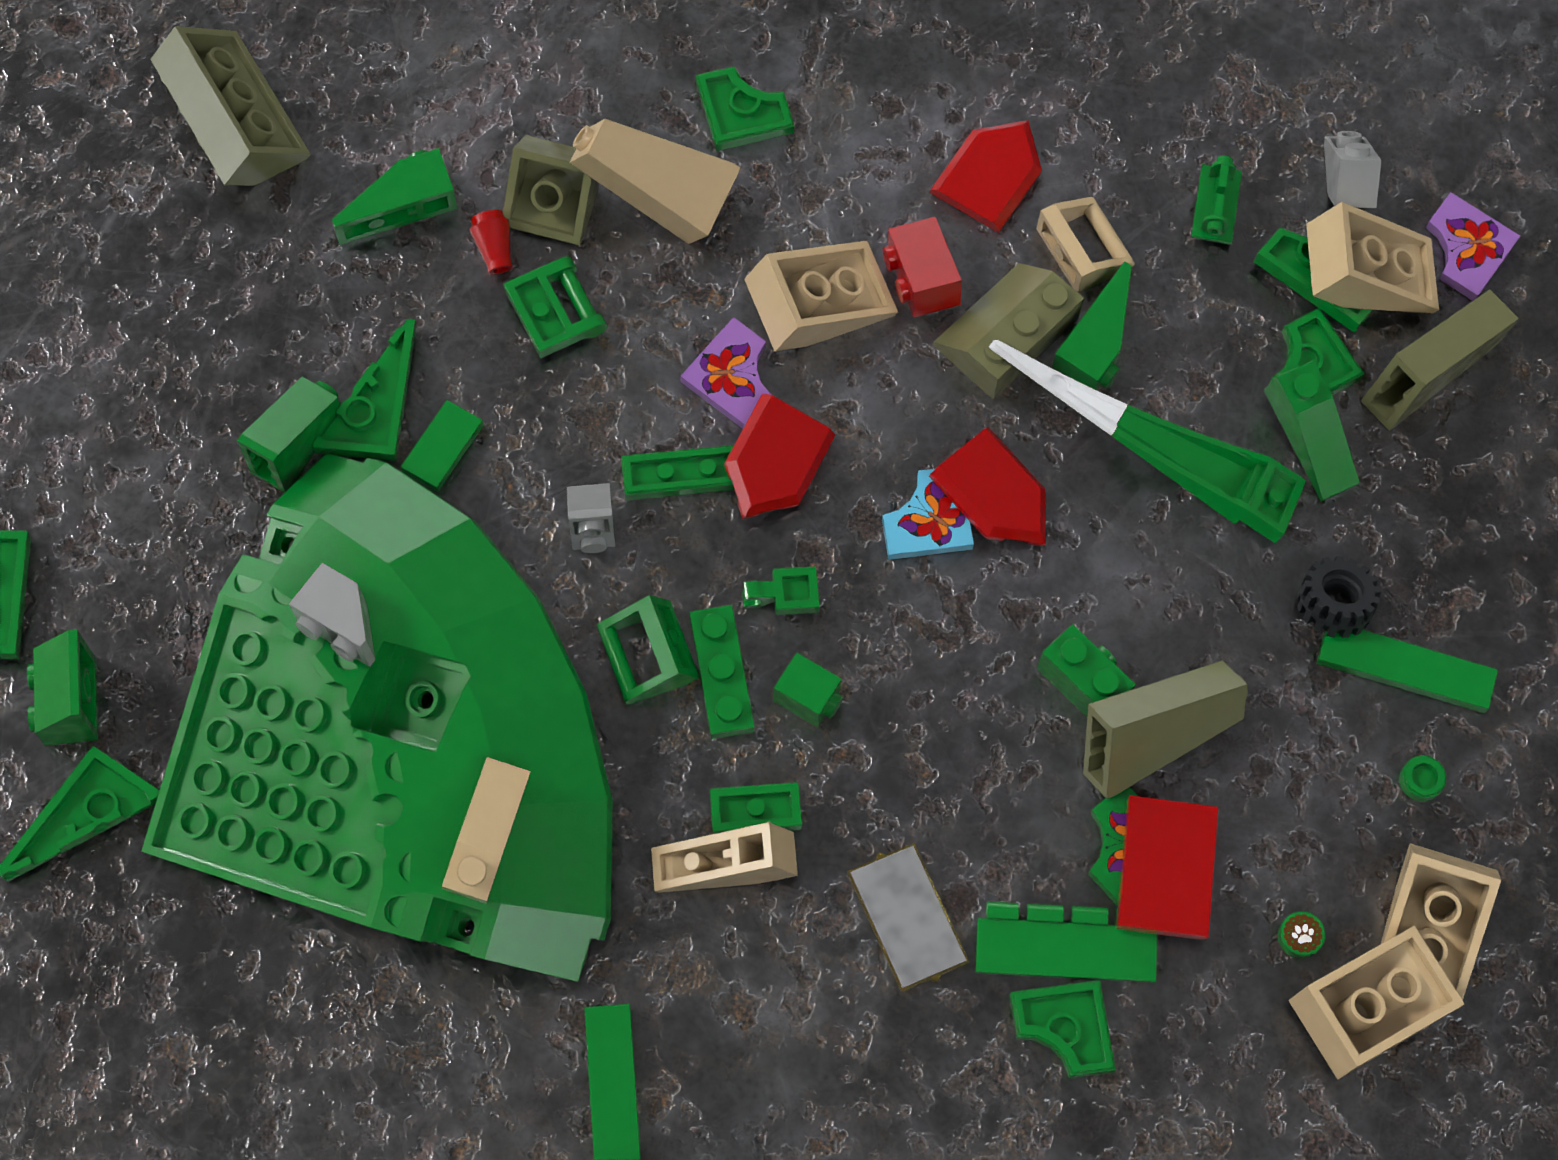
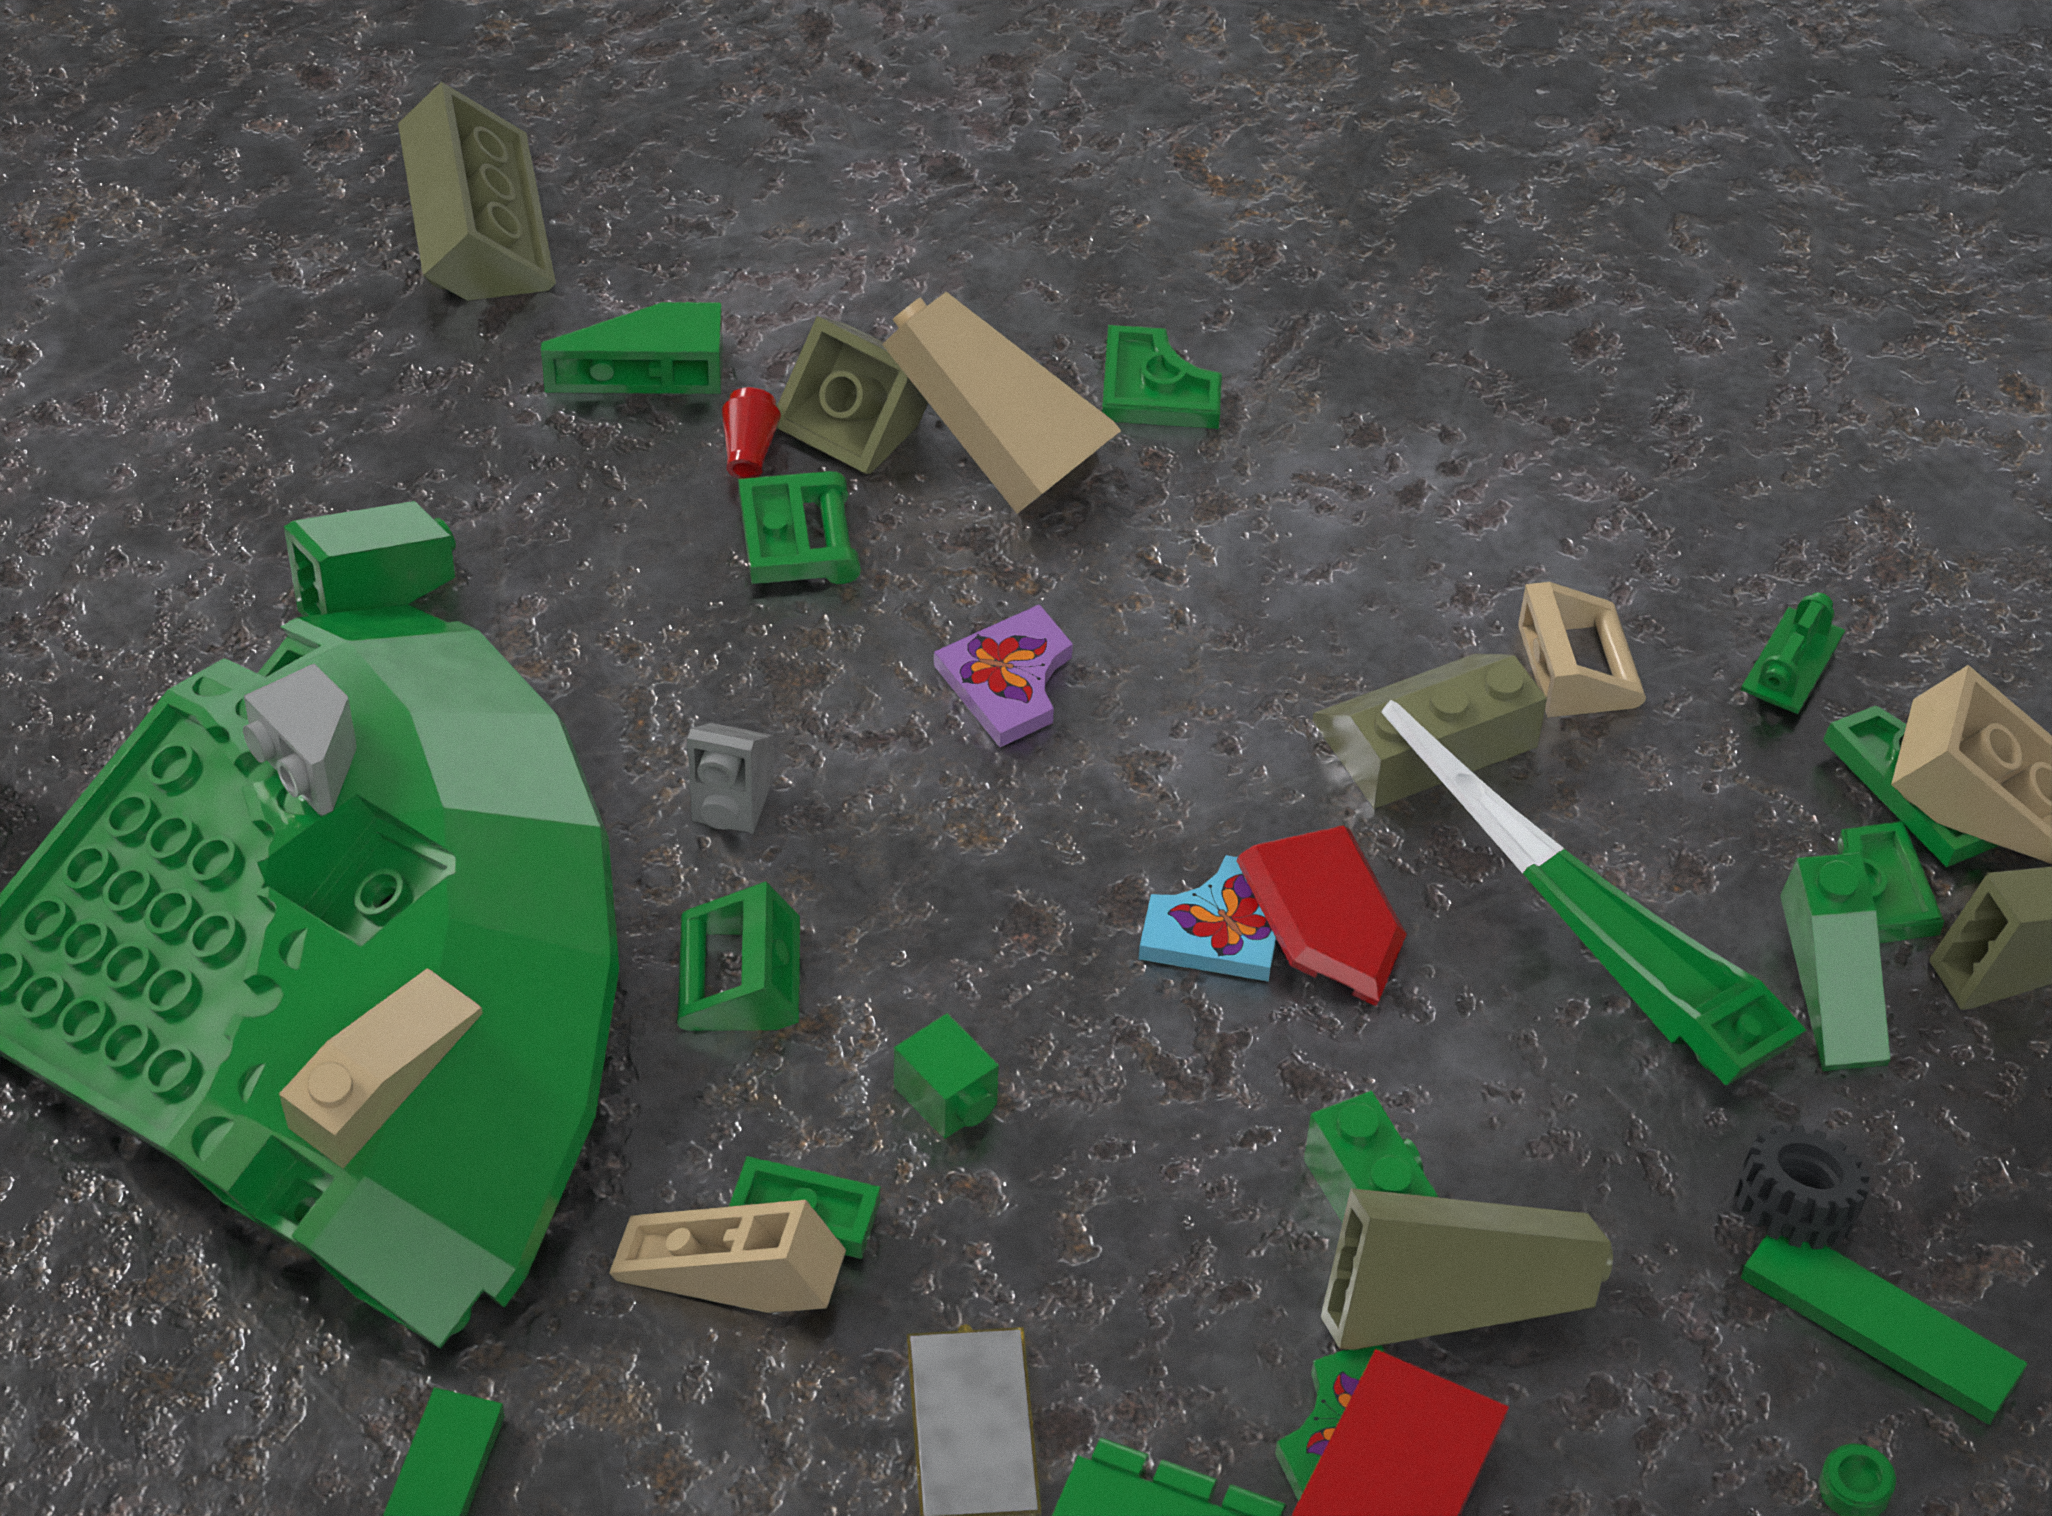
camera: 20 degrees right, 20 degrees down
(373, 415) = (504, 570): green wing -> none
(442, 446) = (571, 644): green tile -> none
(676, 473) = (893, 770): green tile -> none
(721, 672) = (833, 1025): green plate -> none
(776, 457) = (1027, 781): red tile -> none
(790, 591) = (973, 950): green plate -> none
(818, 293) = (1170, 606): tan slope -> none
(923, 267) = (1330, 612): brick -> none
(991, 173) = (1477, 542): red tile -> none
(1096, 341) = (1555, 761): green slope -> none
(1351, 170) = (2013, 660): light grey slope -> none

